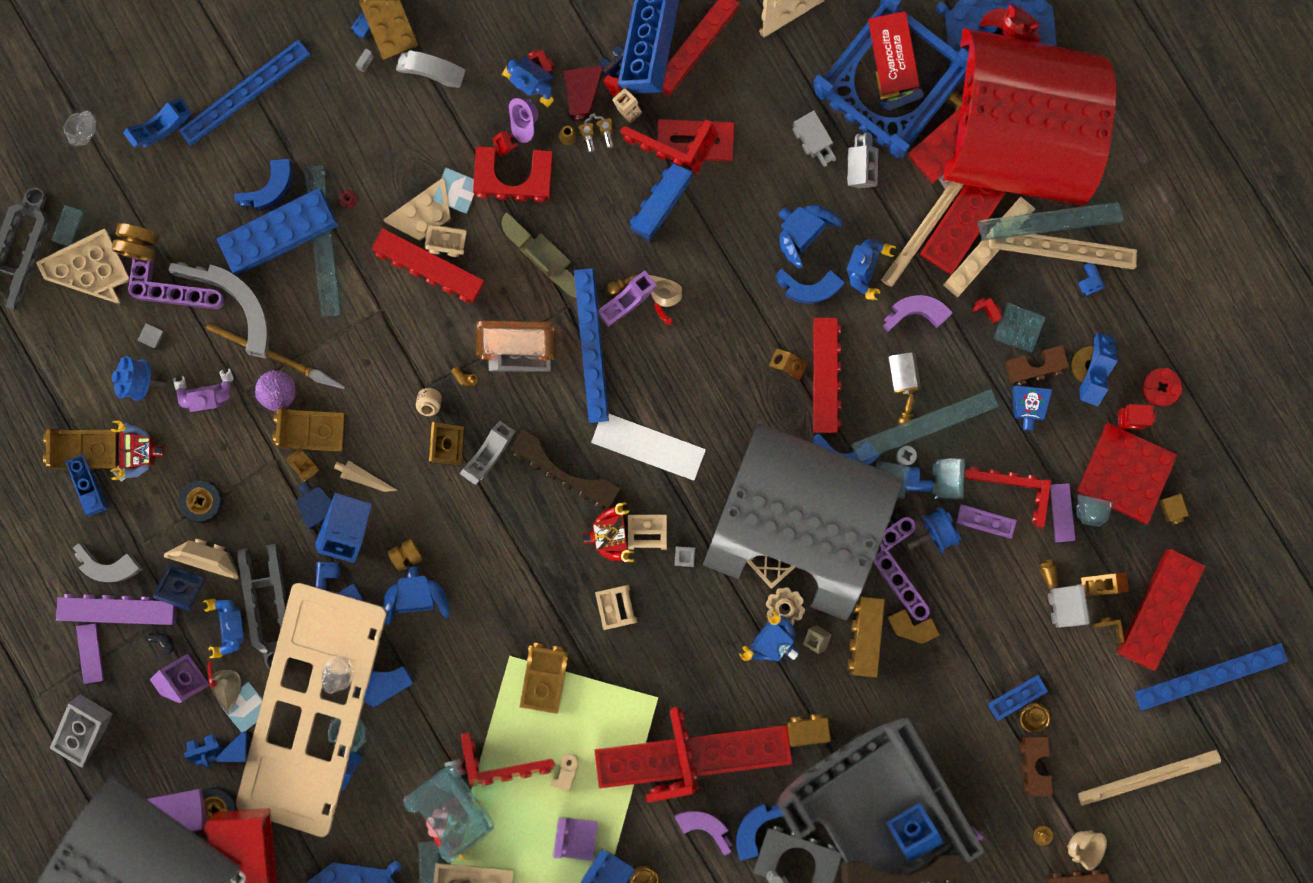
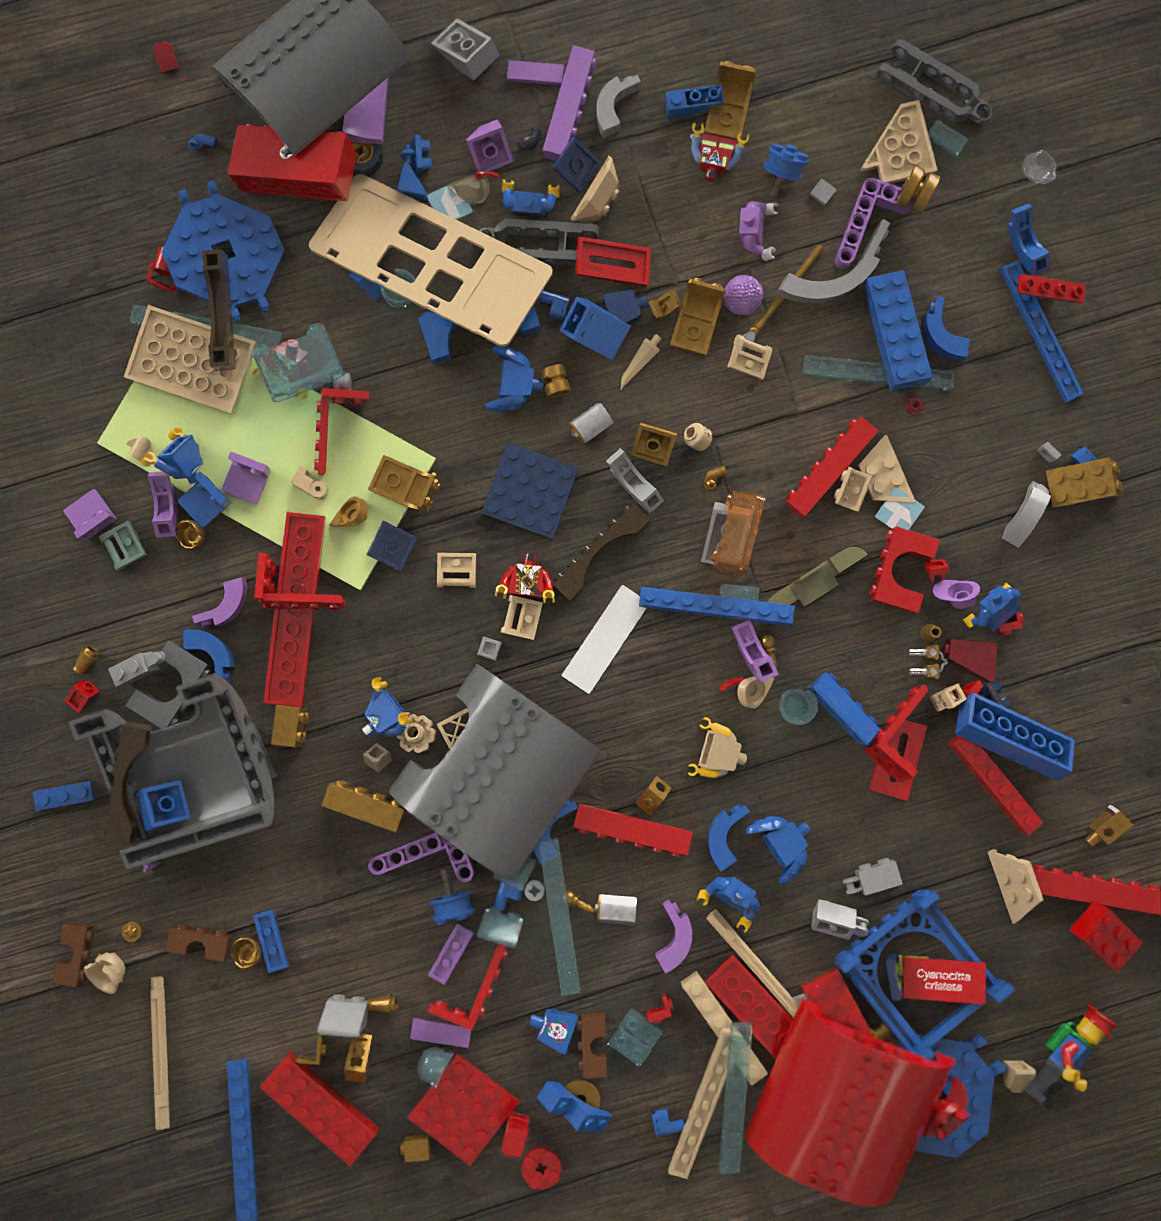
camera: 100 degrees right, 0 degrees up
(203, 92) = (1051, 288): none -> red bracket
(211, 505) = (646, 211): black wheel -> none
(257, 506) = (616, 251): none -> red piece
(340, 671) = (454, 287): clear hair -> none
(342, 371) = (746, 362): none -> tan plate
(439, 510) = (590, 423): none -> flat silver piece
(520, 554) = (530, 491): none -> dark blue plate
(572, 326) = (739, 592): none -> clear light blue tile
(585, 724) = (351, 513): none -> pearl gold piece
(607, 677) = (391, 545): none -> dark blue tile
(669, 245) = (798, 706): none -> clear light blue helmet
(732, 310) = (719, 752): none -> tan torso
(904, 628) = (358, 859): pearl gold tile -> none

